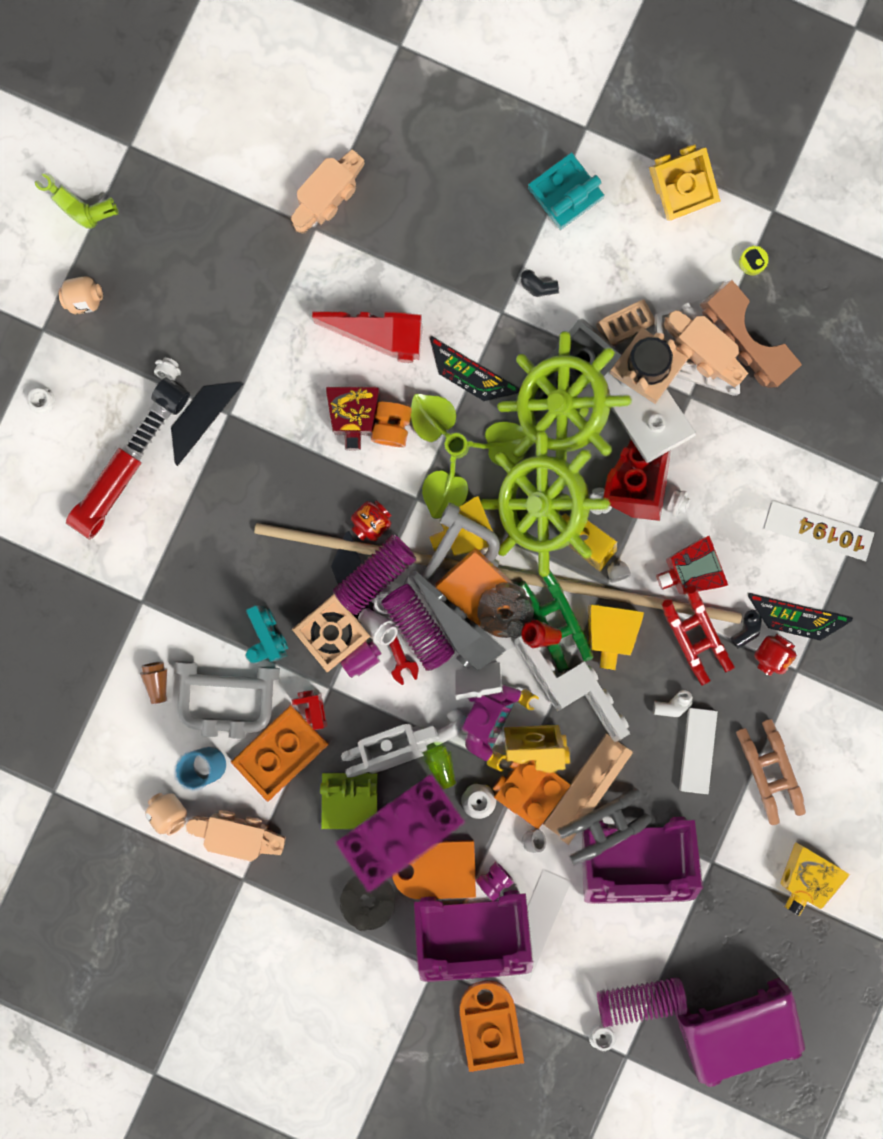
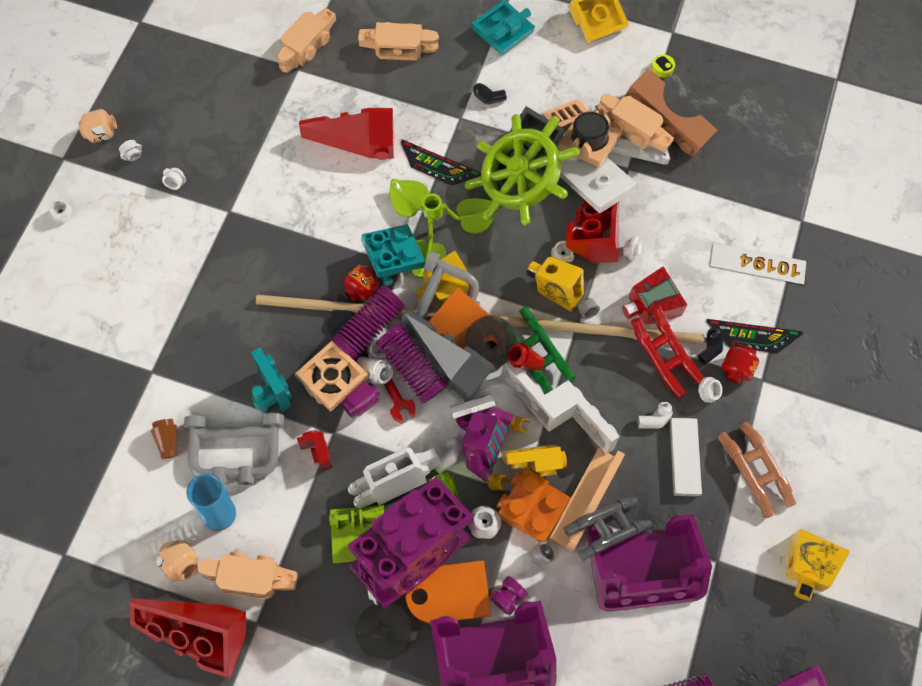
camera: 15 degrees left, 20 degrees down
(75, 208) = (95, 65): lime arm -> none
(90, 514) = (104, 297): piece -> none
(118, 329) = (130, 150): none -> white plate
(190, 885) = (202, 631): none -> red wedge
(200, 416) = (203, 215): black sticker -> none
(279, 753) = (287, 495): orange tile -> none
(352, 412) = (339, 197): dark red torso -> none
(391, 434) = (373, 203): orange wheel -> none
(408, 489) = (392, 252): none -> teal plate
(437, 202) = (399, 40): none -> light nougat hinge
(544, 503) = (515, 248): lime piece -> none
(612, 632) = (590, 356): yellow torso -> none
(737, 680) = (710, 389): none -> white plate

